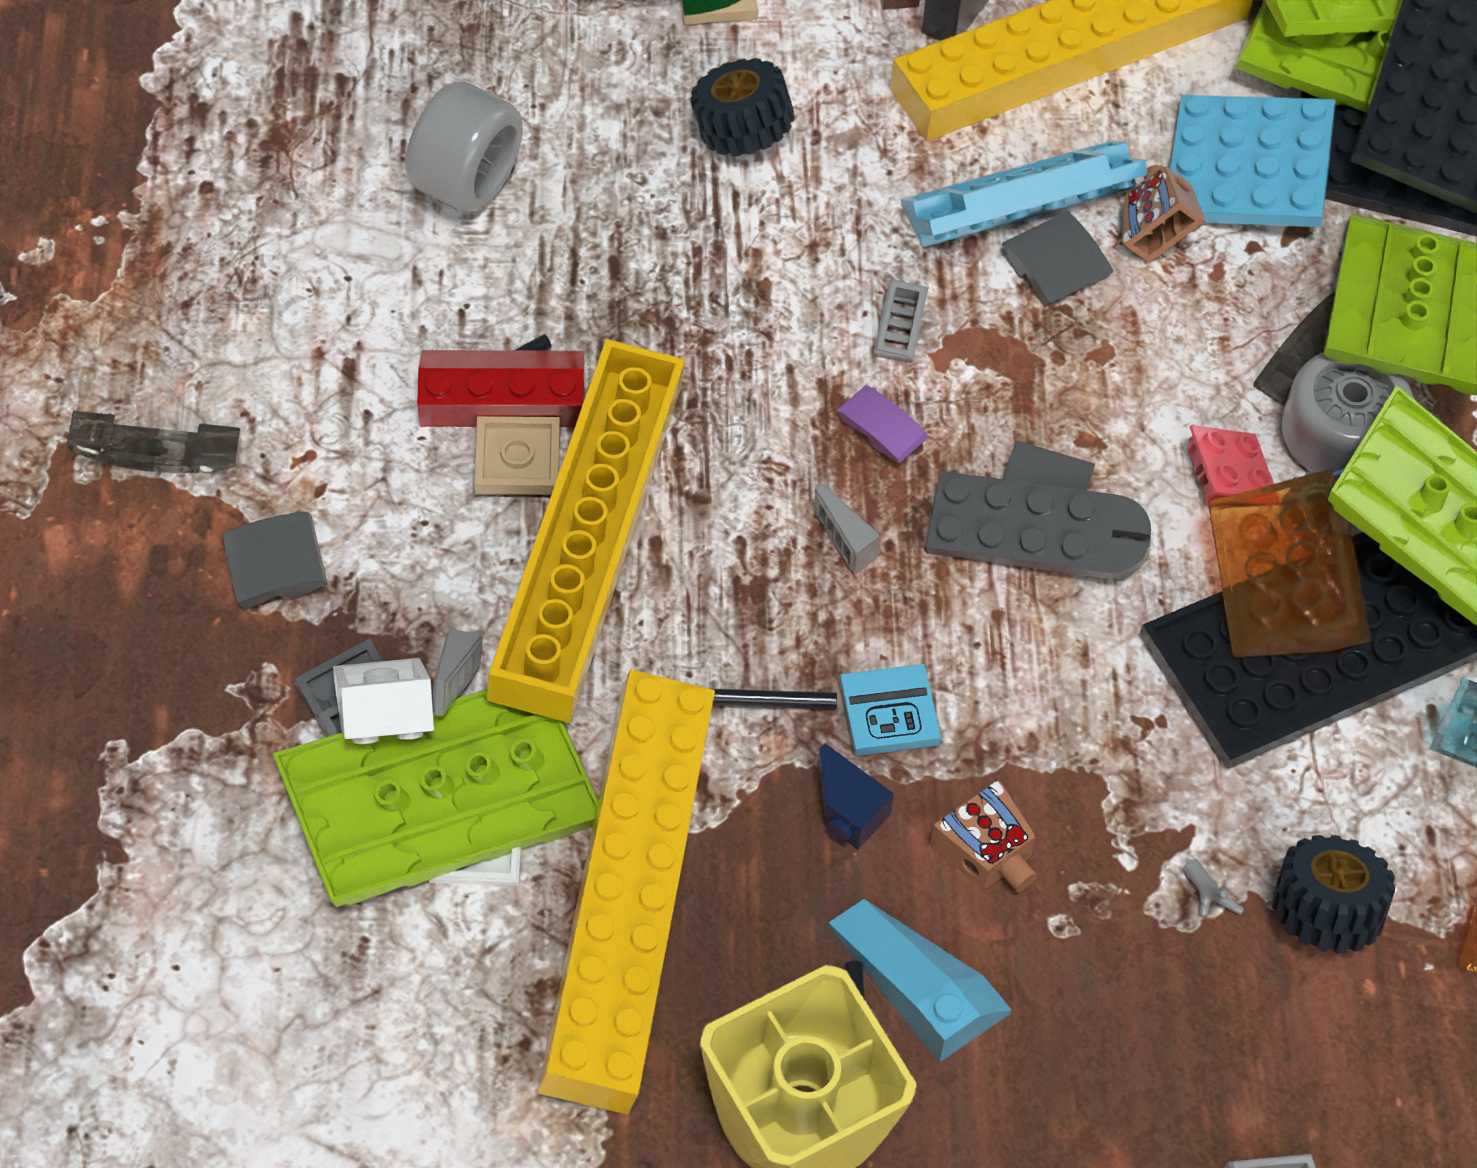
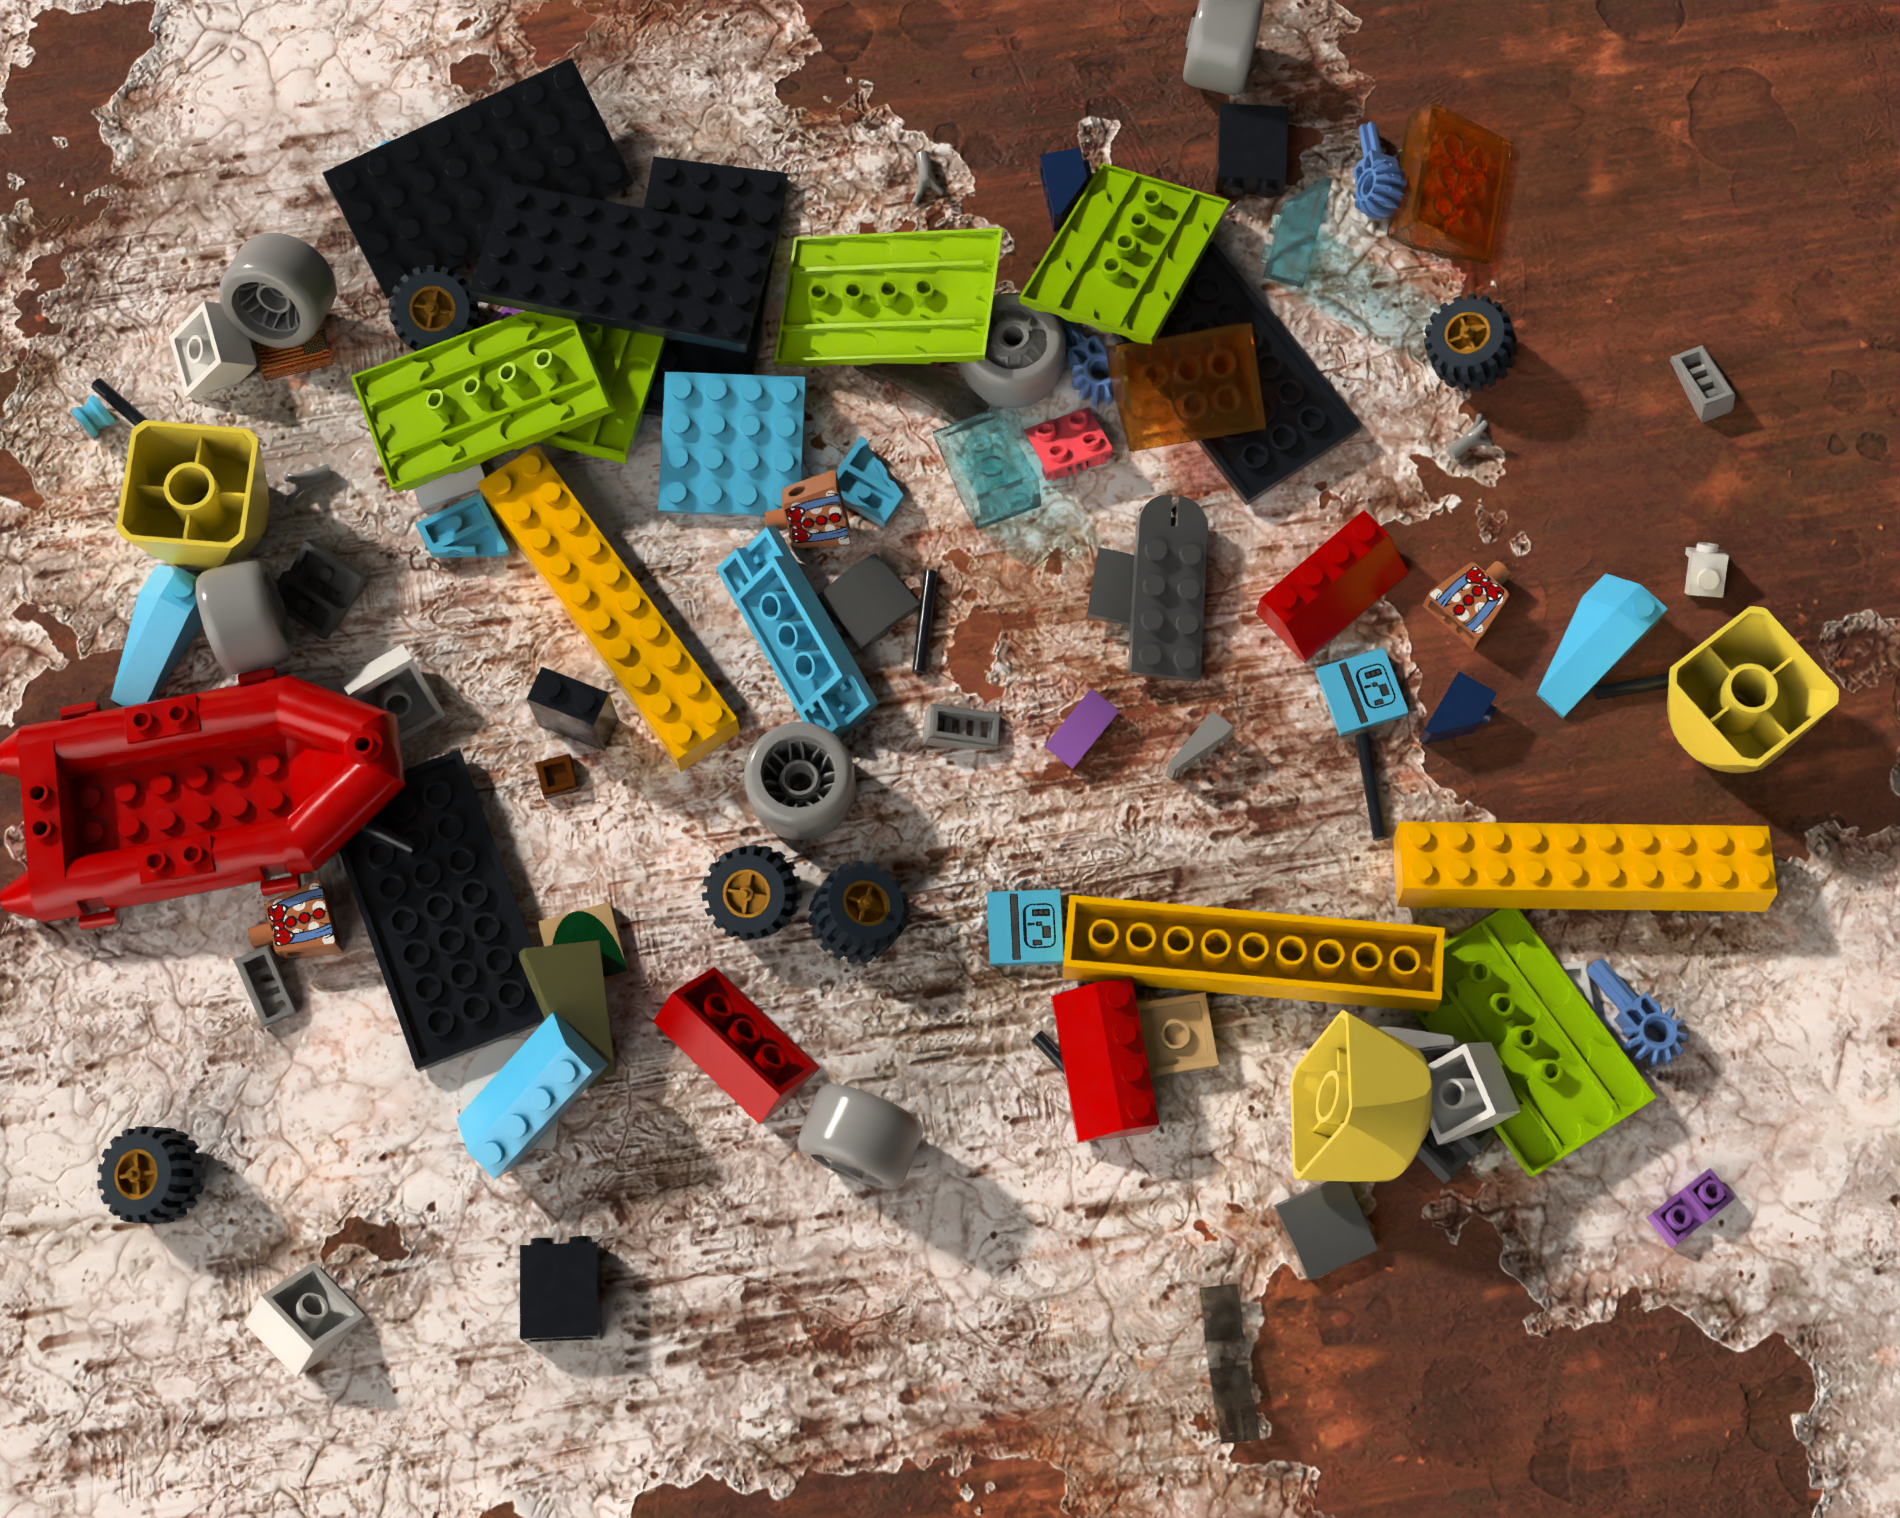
camera: 95 degrees left, 15 degrees up
(199, 929) = (1690, 1208): none -> medium lavender slope
(387, 570) = (1358, 1104): none -> light yellow piece
(436, 916) = (1638, 1015): none -> medium blue gear
(591, 88) = (735, 1044): none -> red slope
(674, 334) = (1025, 927): none -> medium azure tile
(704, 189) = (858, 912): none -> black wheel
(855, 157) = (800, 754): none -> light grey wheel
(1001, 1123) = (1706, 570): none -> white bracket
(1025, 696) = (1333, 586): none -> red slope
(1029, 308) = (924, 622): none -> black bar
(1196, 273) = (867, 485): none -> medium azure wing
(1202, 378) = (988, 468): none -> clear light blue slope

